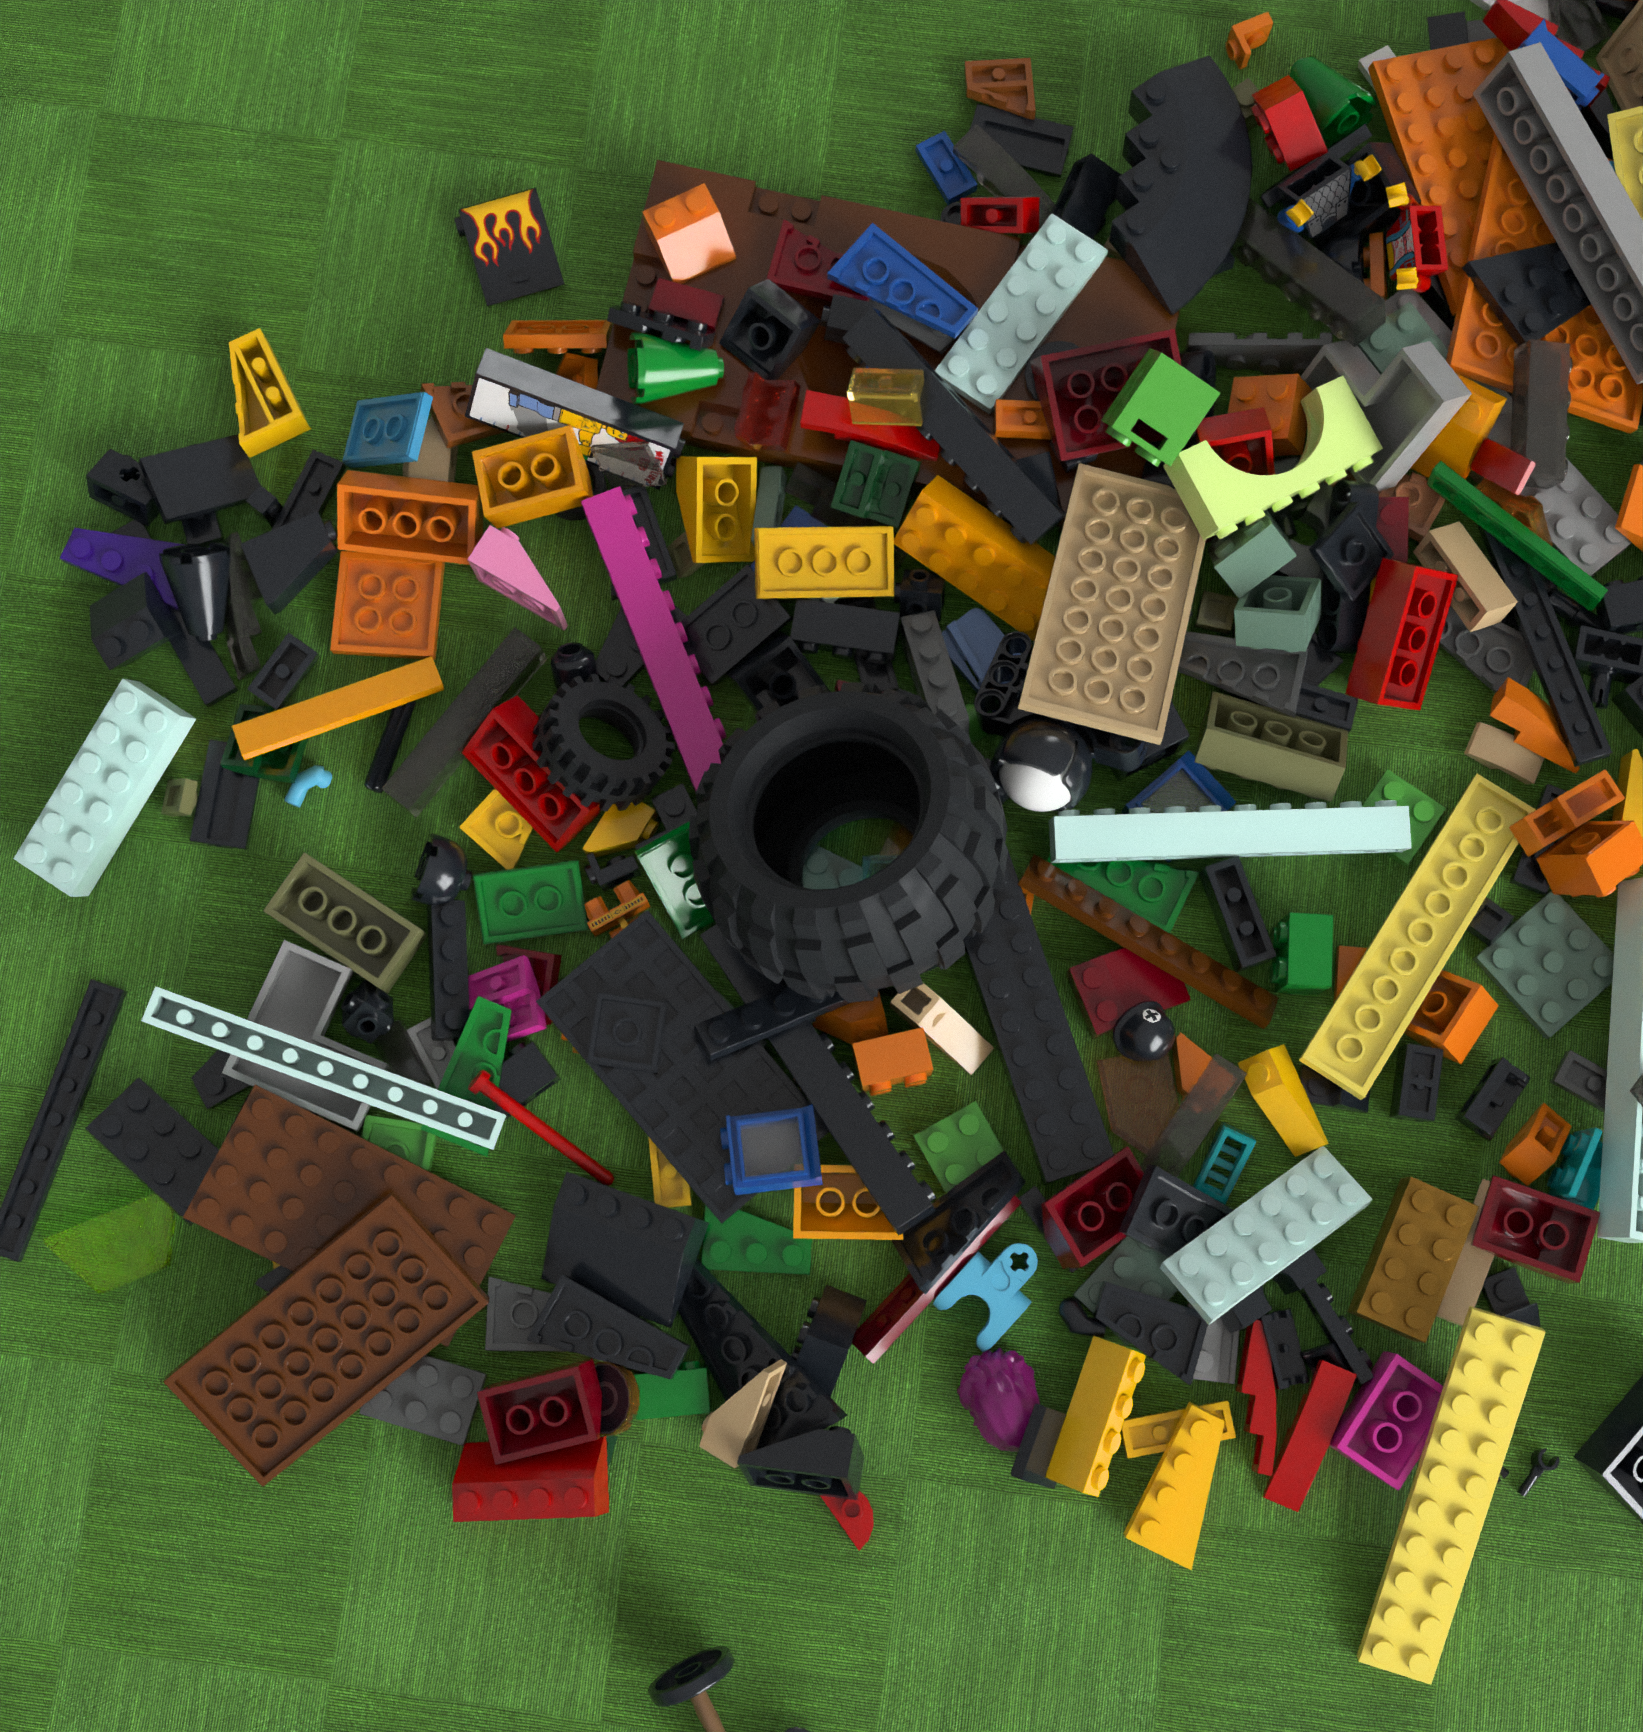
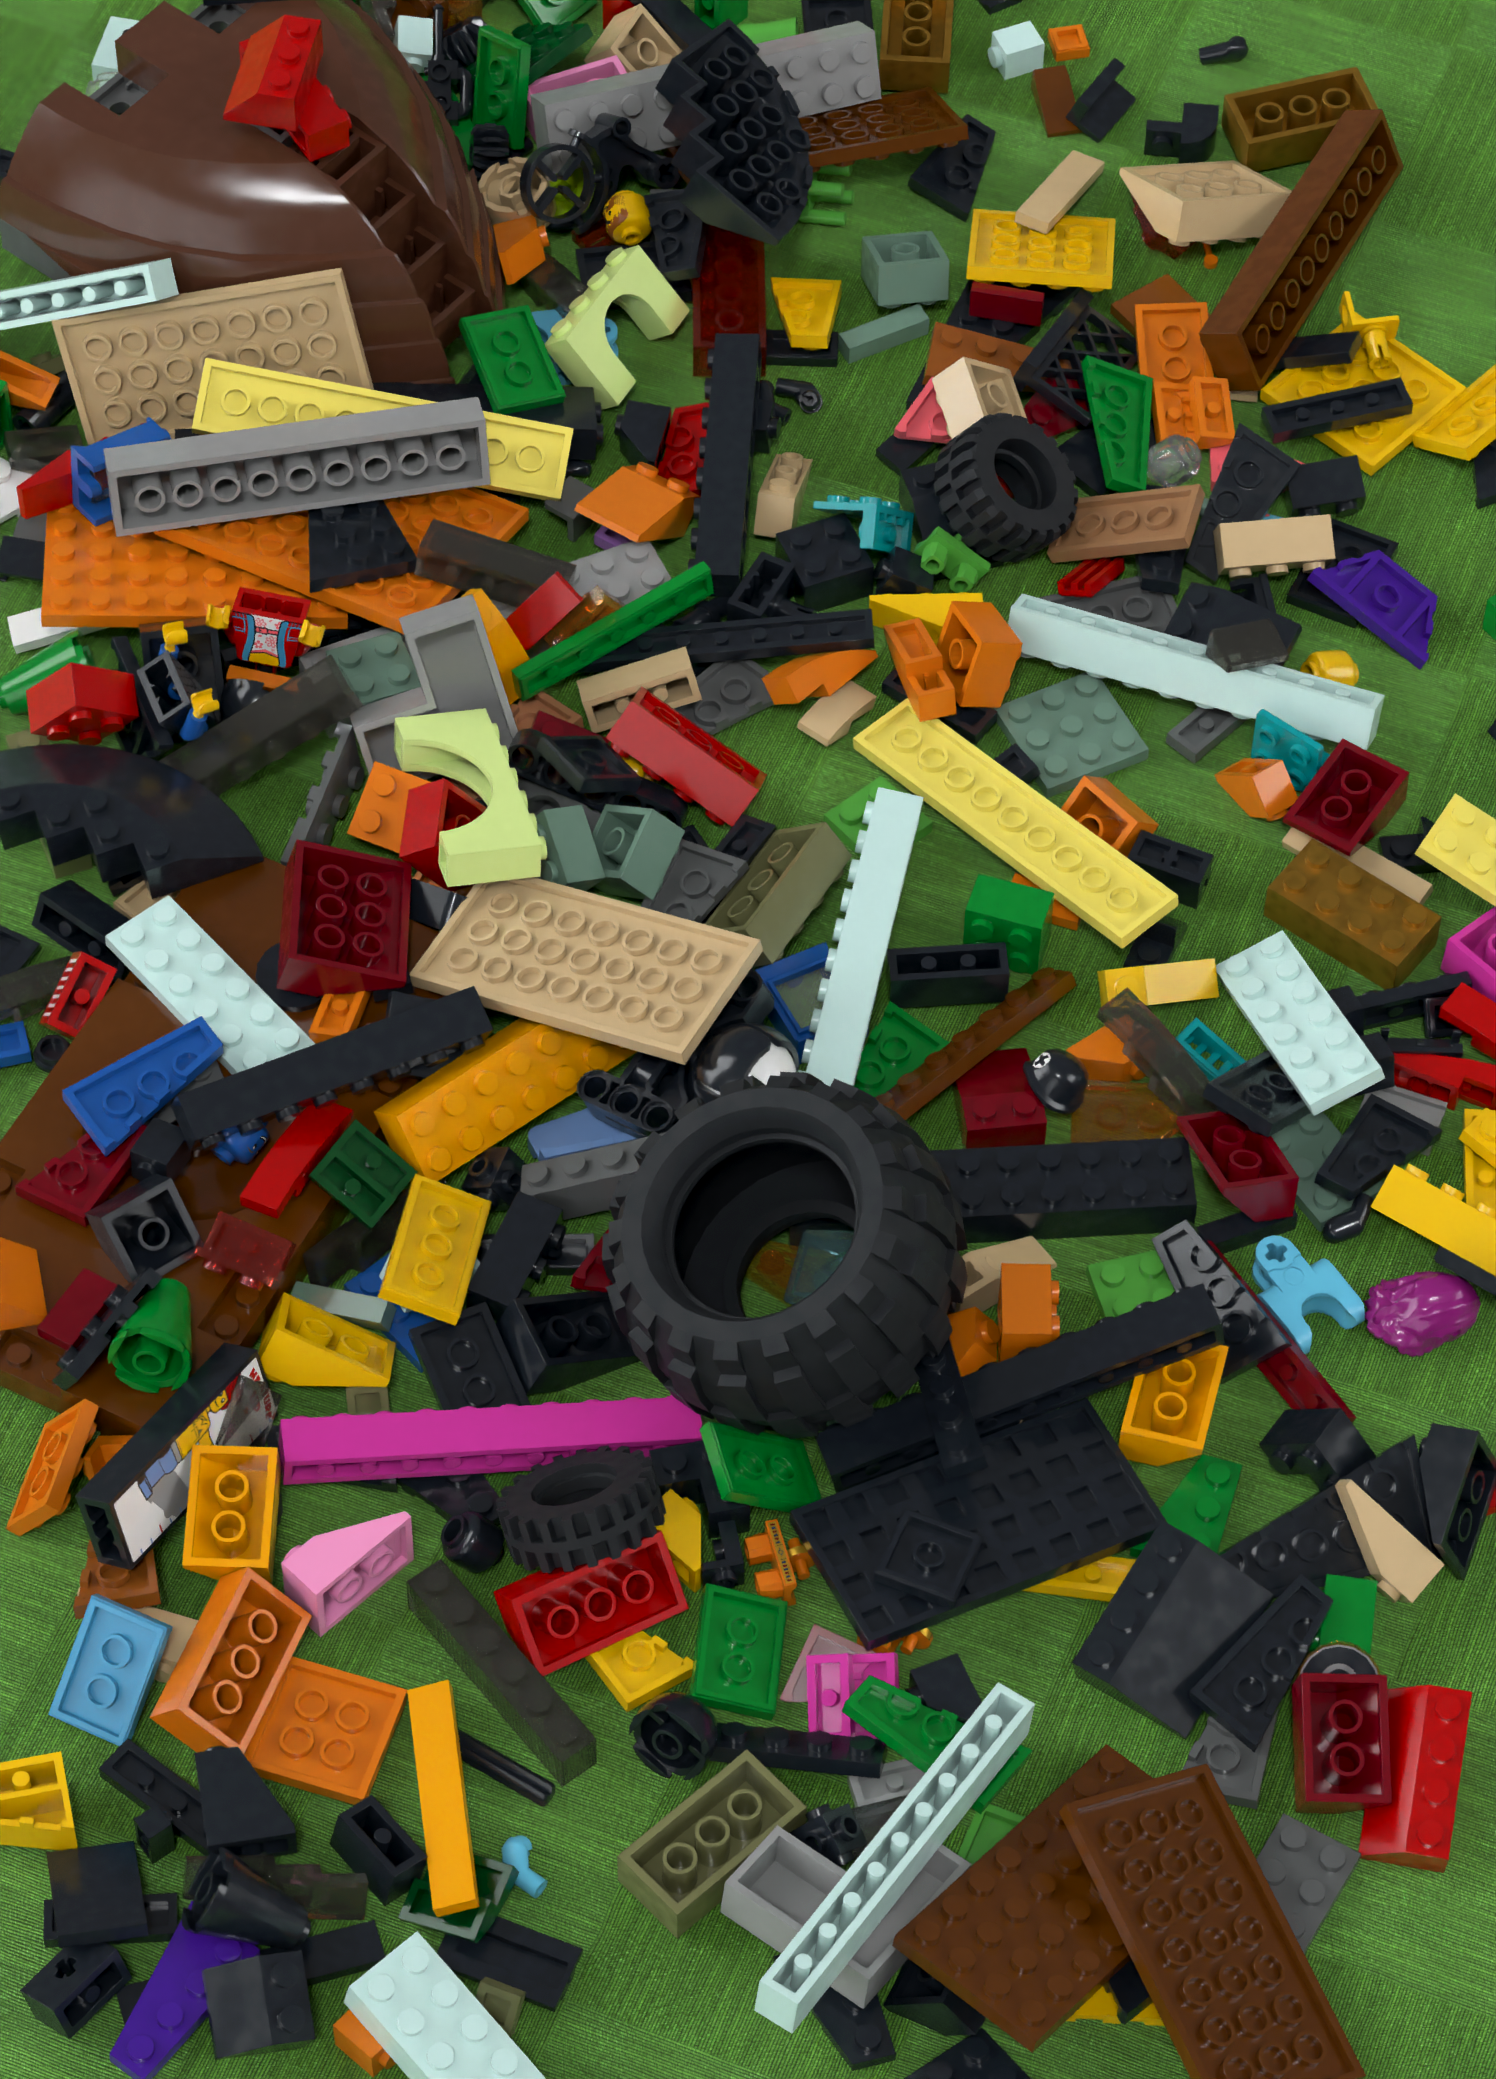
camera: 80 degrees left, 25 degrees down
(539, 1127) = (949, 1718): red bar -> none
(772, 1151) = (1101, 1438): window -> none
(886, 396) = (283, 1109): clear yellow panel -> none
(1164, 399) = (389, 862): bright green container -> none
(1492, 1098) = (1197, 813): black hinge -> none

